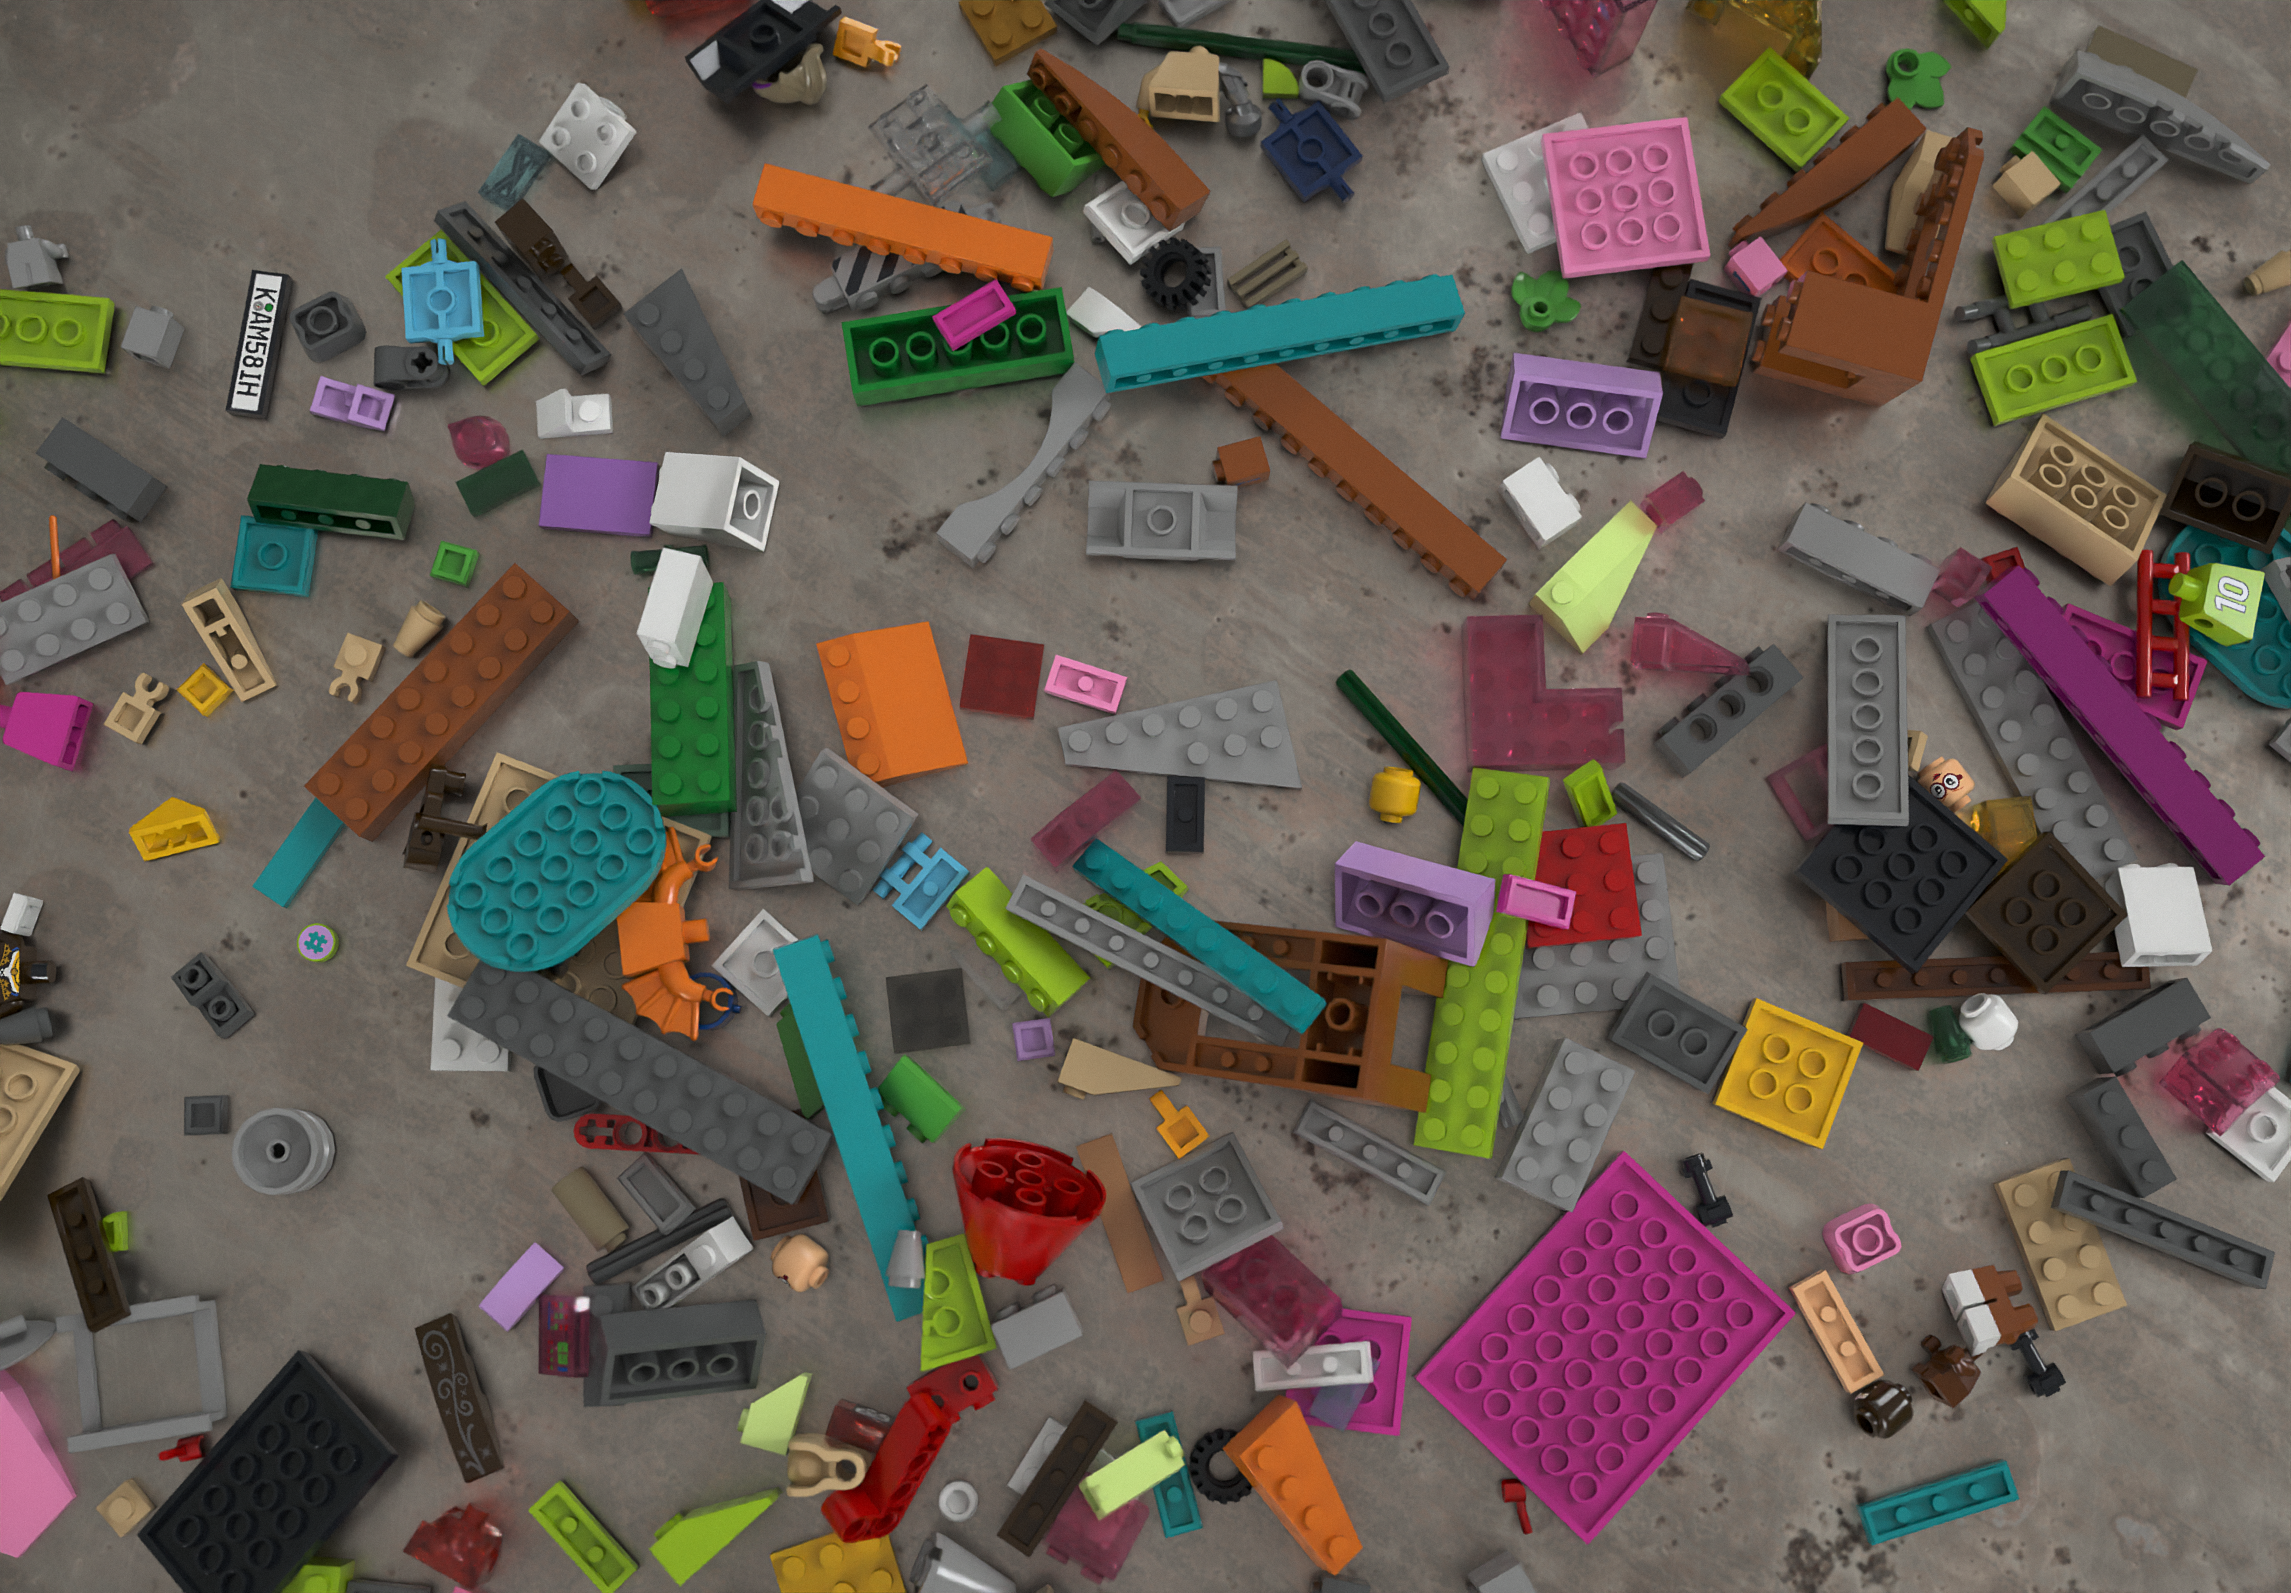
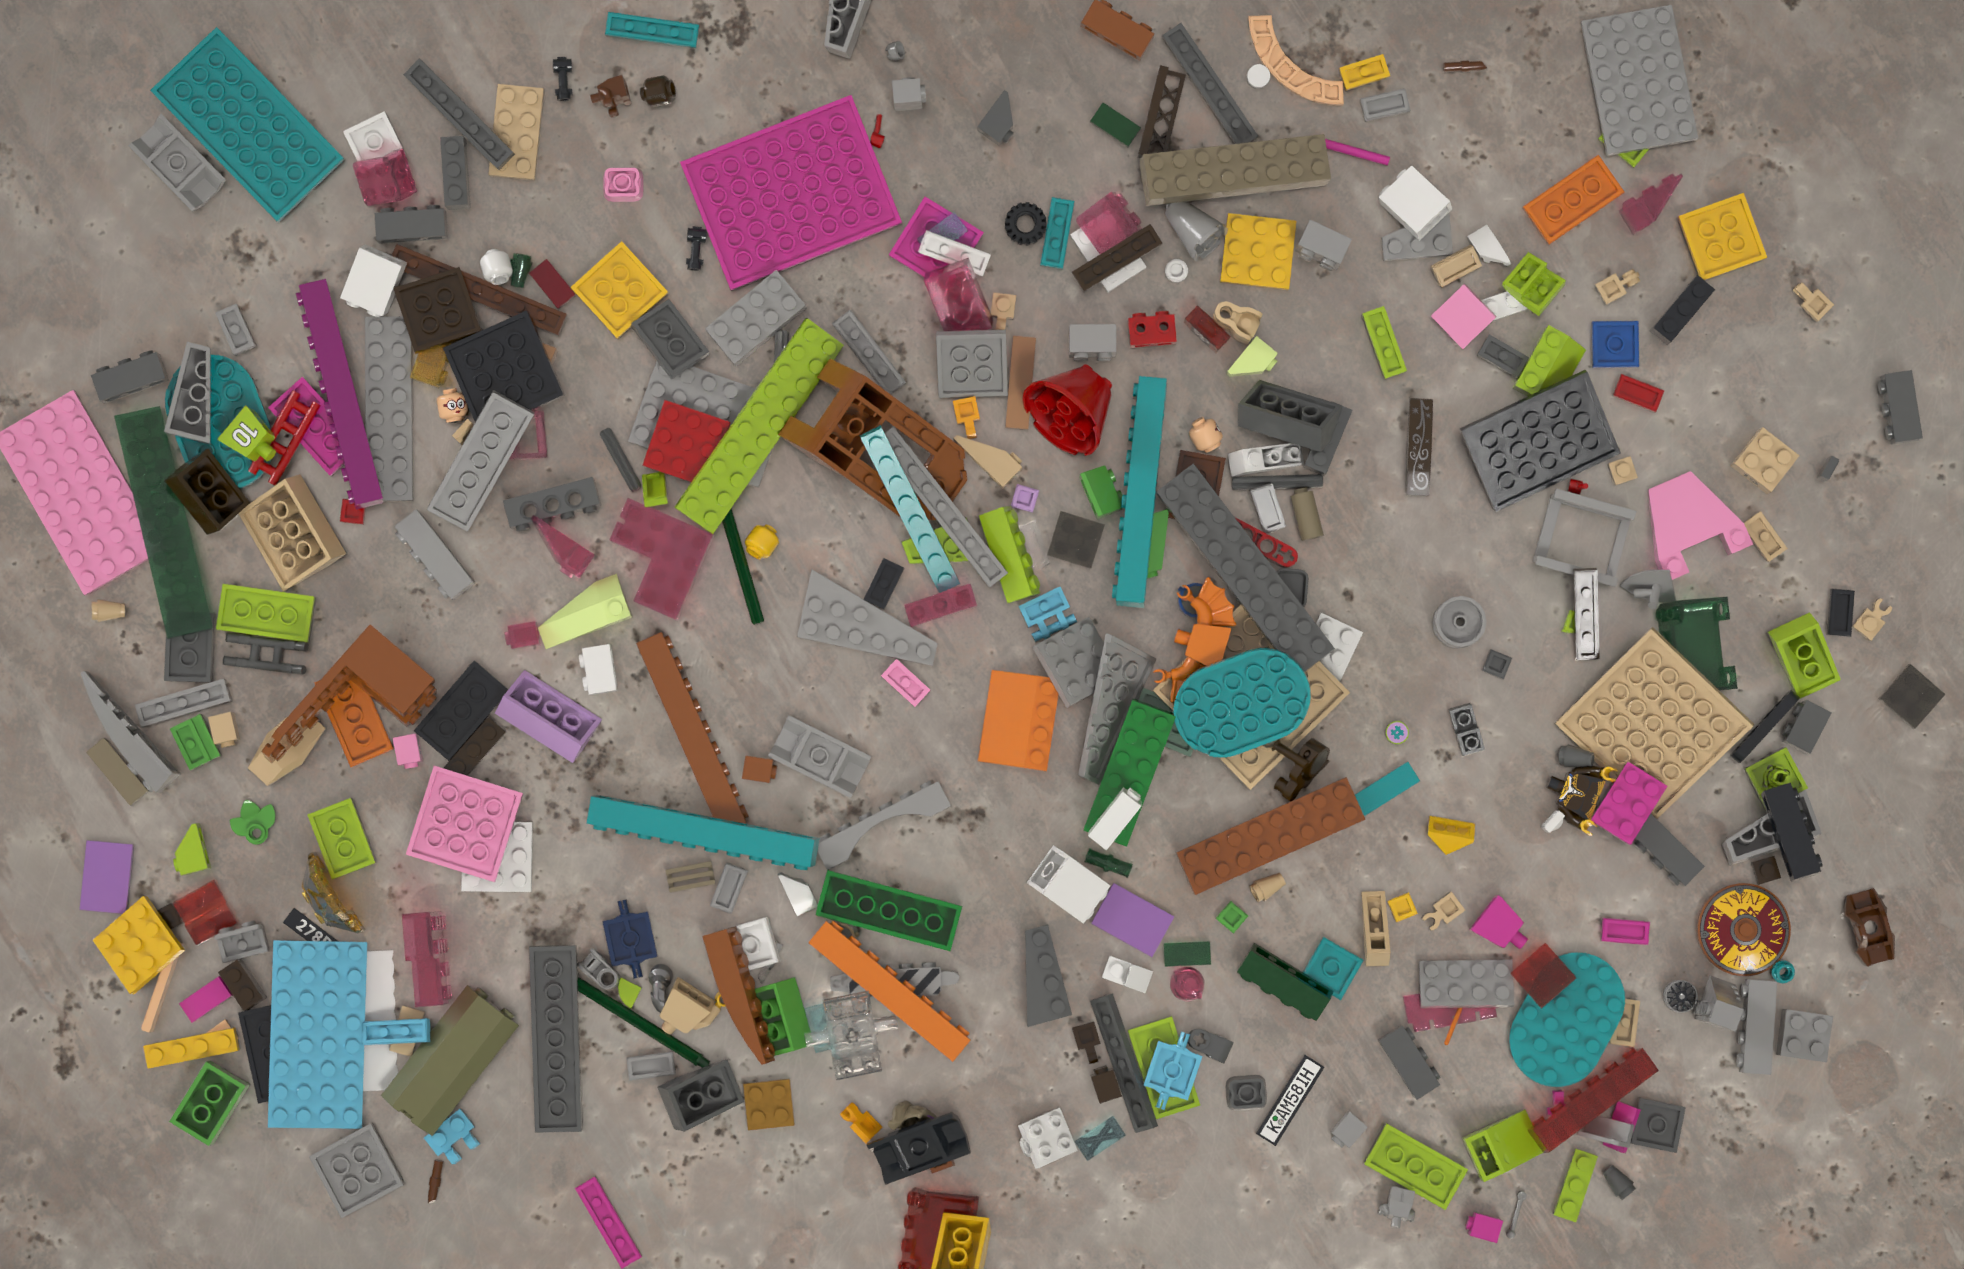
camera: 150 degrees left, 5 degrees up
(352, 404) = (1251, 1039): lavender slope -> none
(357, 661) = (1309, 884): tan plate -> none
(459, 1545) = (1448, 369): clear red brick -> none
(521, 1287) = (1362, 491): lavender slope -> none
(563, 1335) = (1348, 453): clear pink tile -> none
(693, 1540) = (1315, 315): lime slope -> none
(752, 964) = (1159, 610): white plate -> none
(893, 1476) = (1202, 299): red beam -> none
(906, 1261) = (1146, 406): light grey cone -> none
(953, 1306) = (1132, 371): lime wing -> none
(974, 315) = (872, 919): dark pink tile -> none
(1002, 676) = (950, 710): clear red plate -> none
(1132, 1474) = (1076, 241): yellowish green brick -> none
(1159, 263) = (754, 907): black tyre -> none
(1292, 1479) = (992, 199): orange wedge -> none
(1413, 902) = (782, 474): lavender slope -> none
(1536, 901) = (716, 442): dark pink tile -> none
(1545, 296) = (535, 791): bright green plate -> none
(1708, 341) = (459, 717): clear orange plate -> none
(1836, 173) = (330, 785): dark orange slope -> none
(1836, 1331) = (662, 142): light nougat plate -> none
(1960, 577) = (384, 517): clear pink brick -> none
(1984, 1309) = (578, 117): hips -> none
(2058, 259) = (232, 674): lime plate -> none

